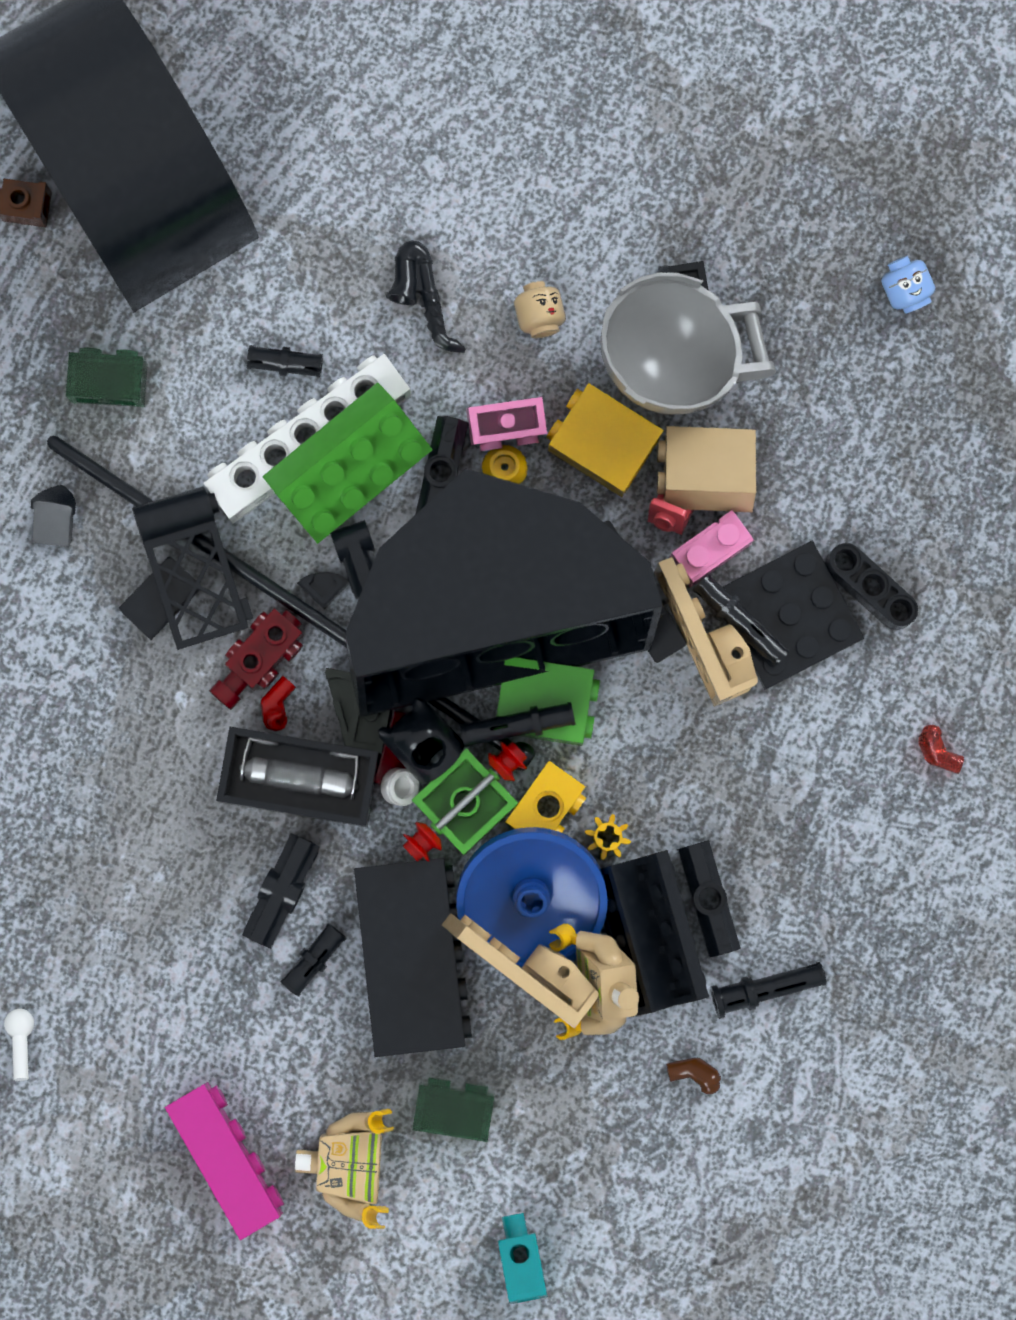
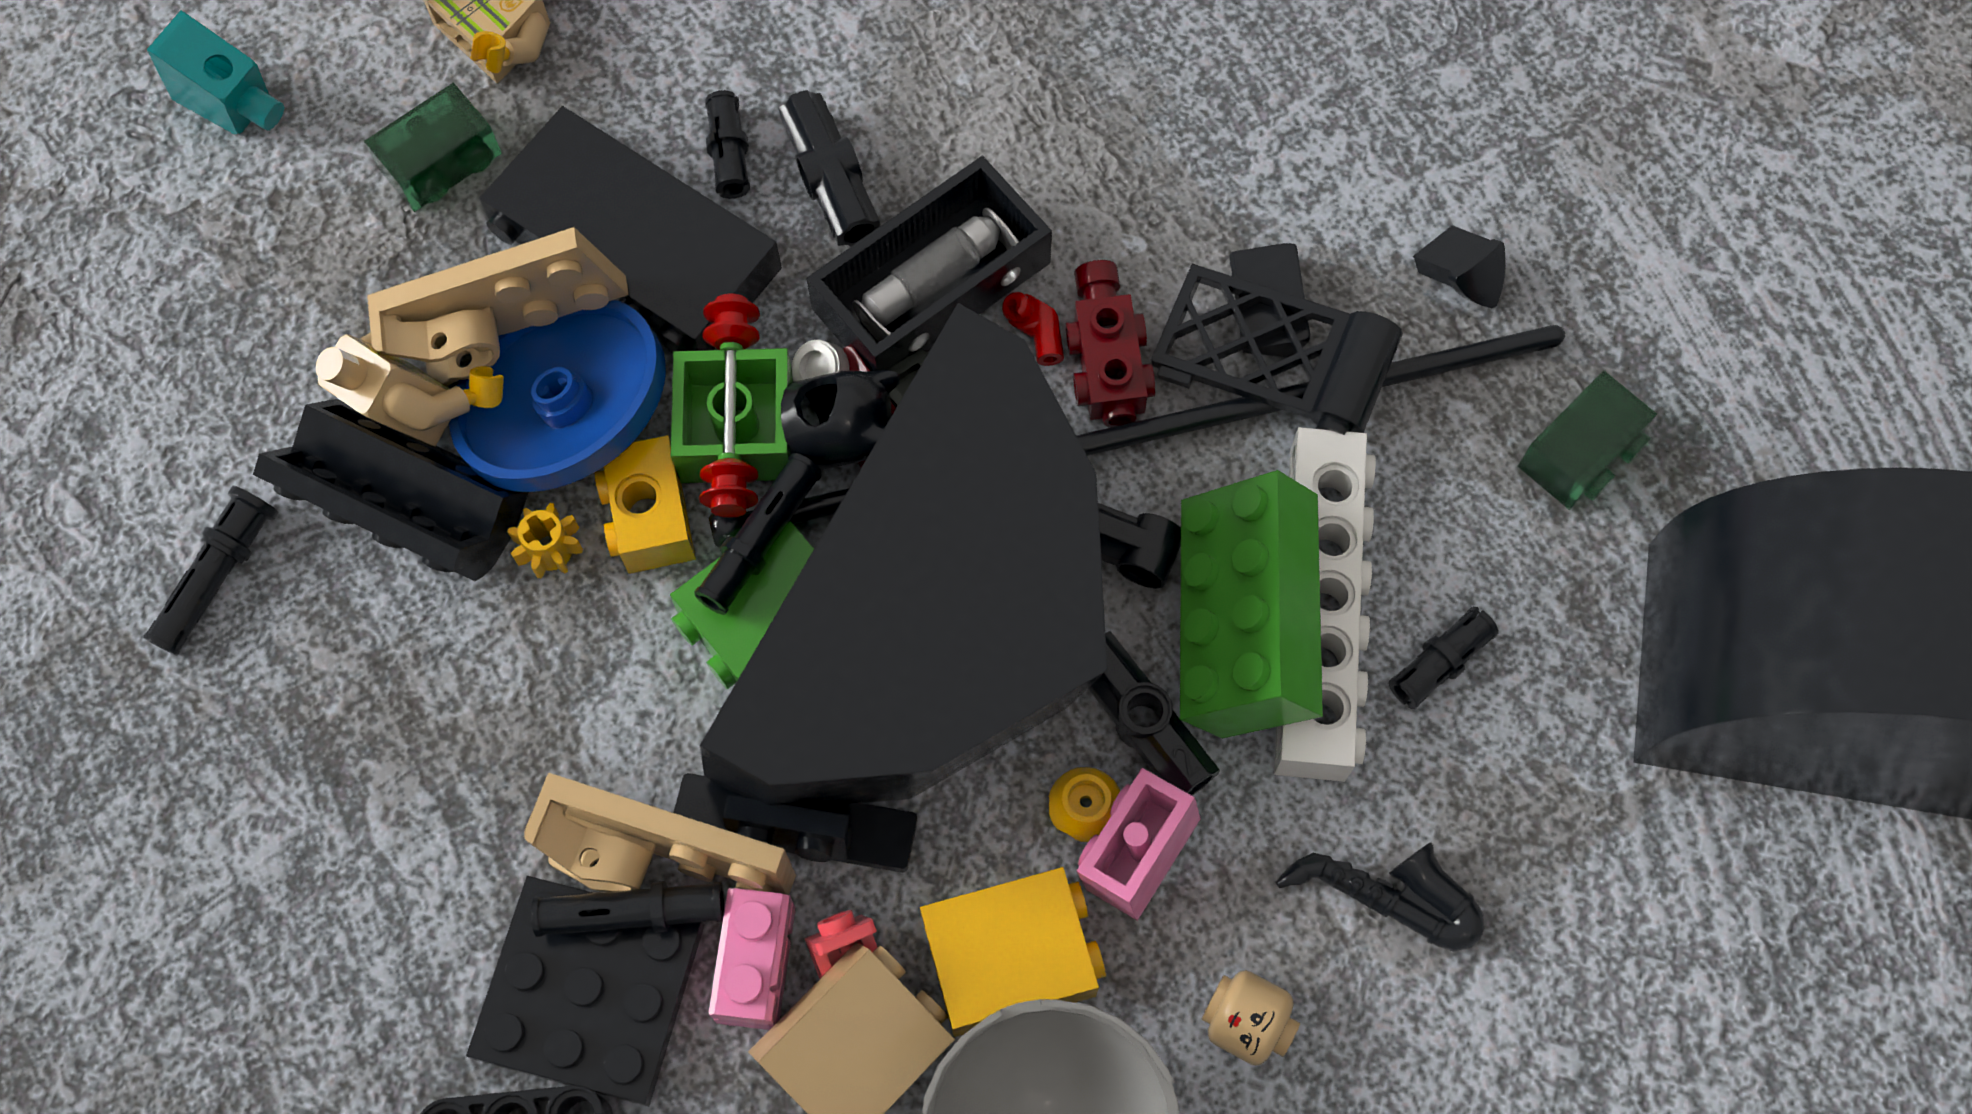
camera: 135 degrees right, 15 degrees down
(323, 587) = (1127, 480): black tile -> none
(697, 1070) = (211, 423): reddish brown arm -> none
(717, 923) = (339, 575): black piece -> none
(935, 751) = (248, 1016): clear red arm -> none

